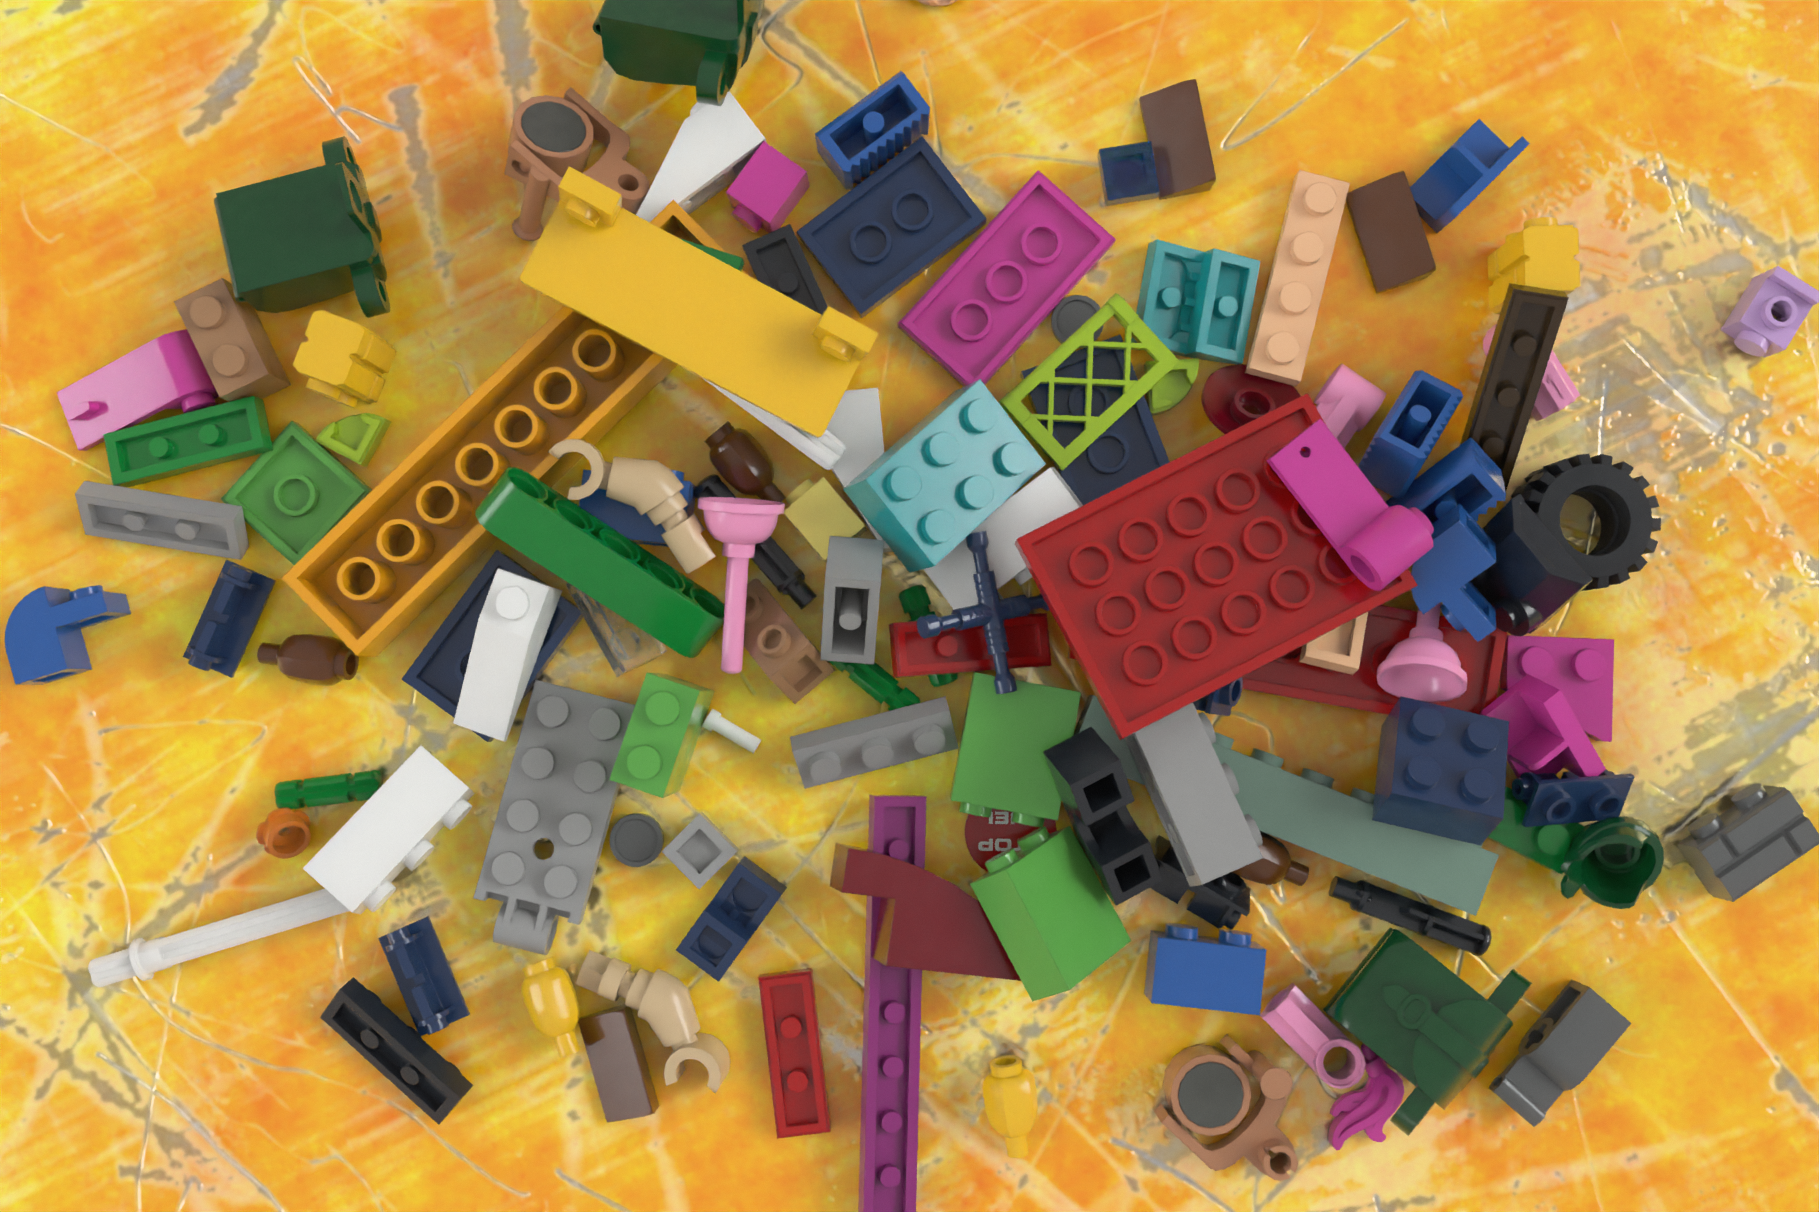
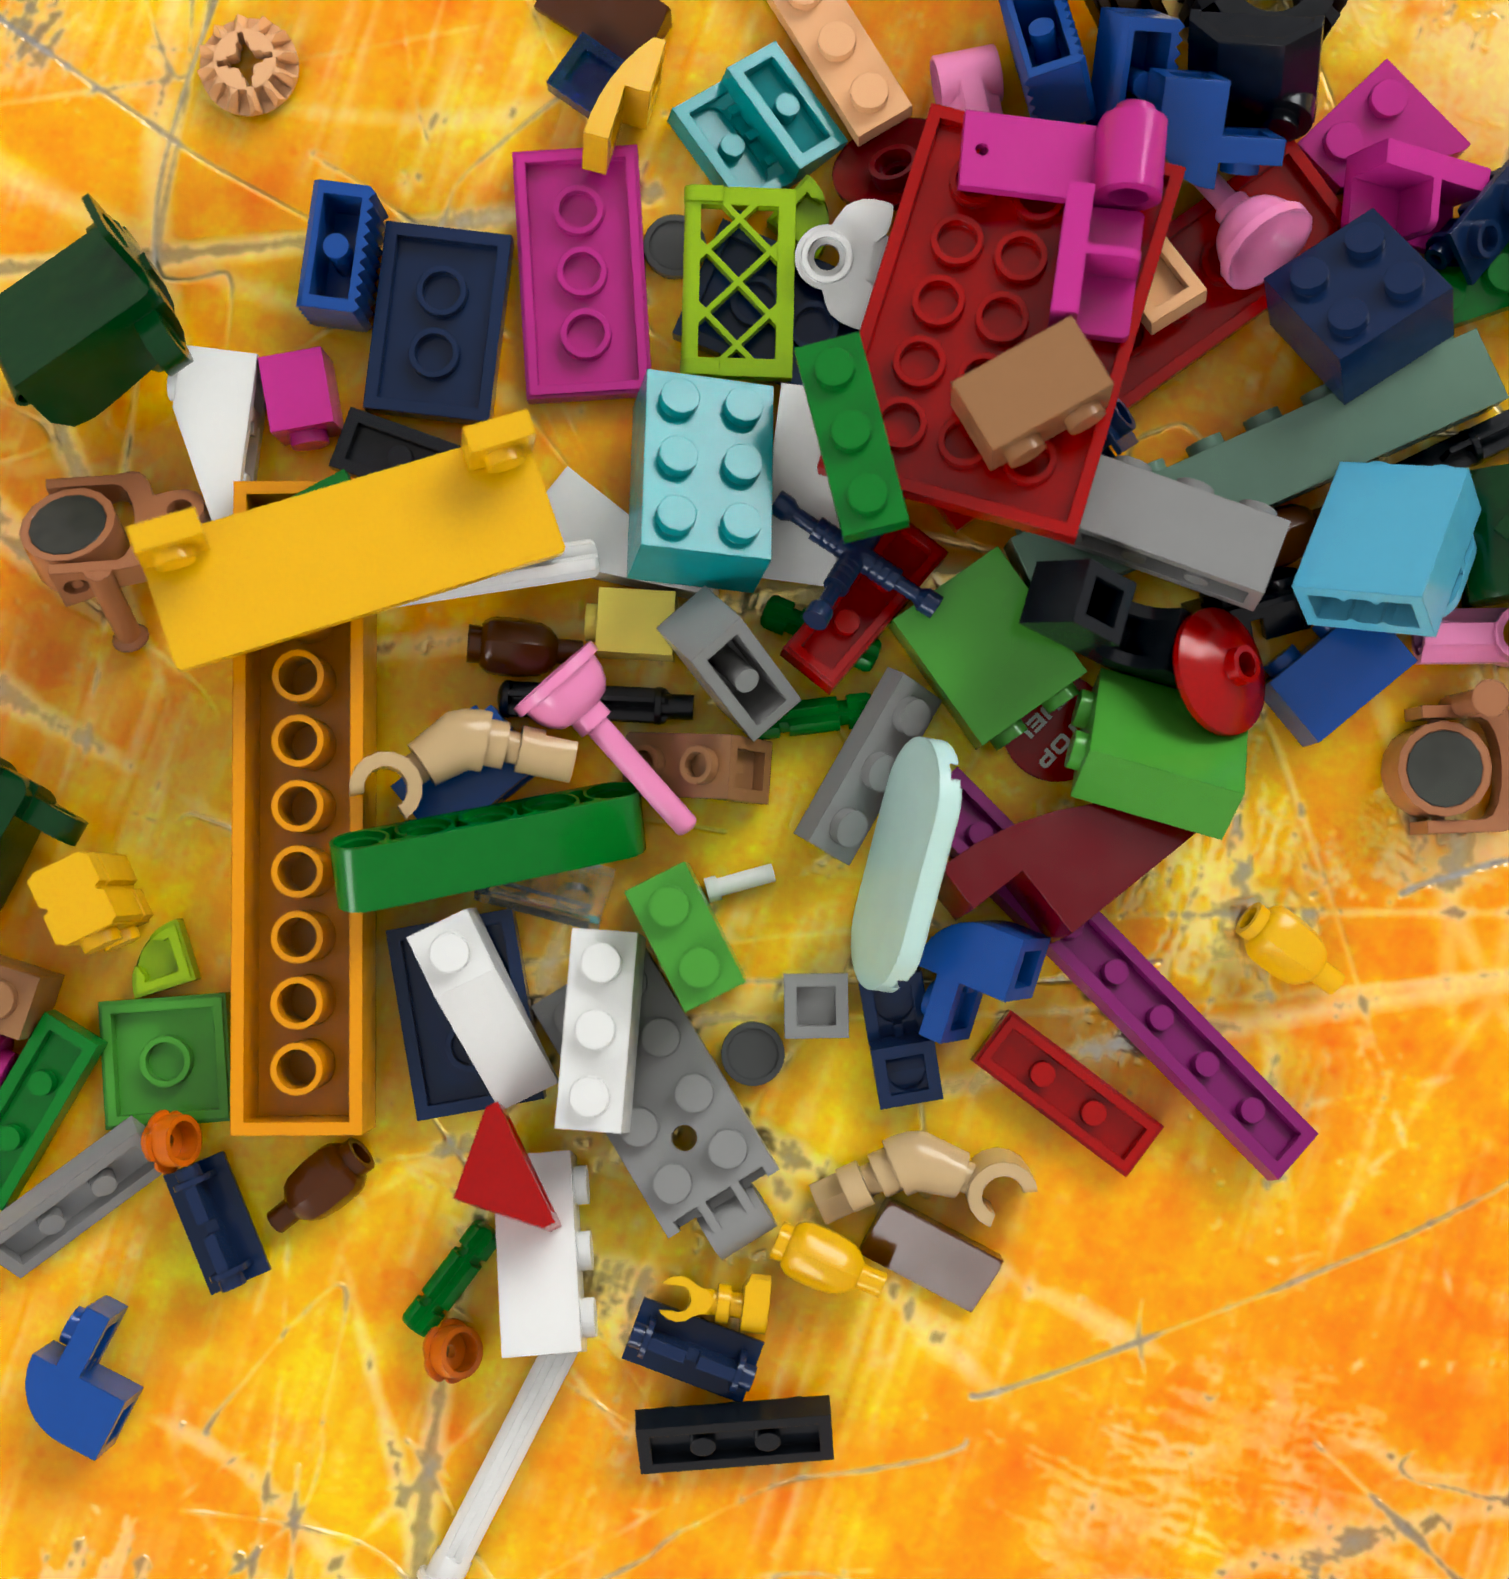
camera: 45 degrees left, 0 degrees up
(248, 545) = (171, 1140): none -> orange plate
(412, 763) = (501, 1175): none -> red slope
(468, 967) = (749, 1305): none -> yellow piece
(554, 739) = (600, 1031): none -> white brick
(816, 921) = (975, 960): none -> blue brick
(832, 824) = (905, 864): none -> light aqua tile
(1052, 543) = (851, 437): none -> green plate
(1133, 901) = (1219, 672): none -> red dish
(1136, 206) = (625, 100): none -> yellow slope
(1182, 628) = (1032, 395): none -> medium nougat brick
(1185, 430) = (861, 243): none -> white plate
(1299, 590) = (1096, 266): none -> dark pink panel
(1308, 933) = (1389, 548): none -> medium azure brick

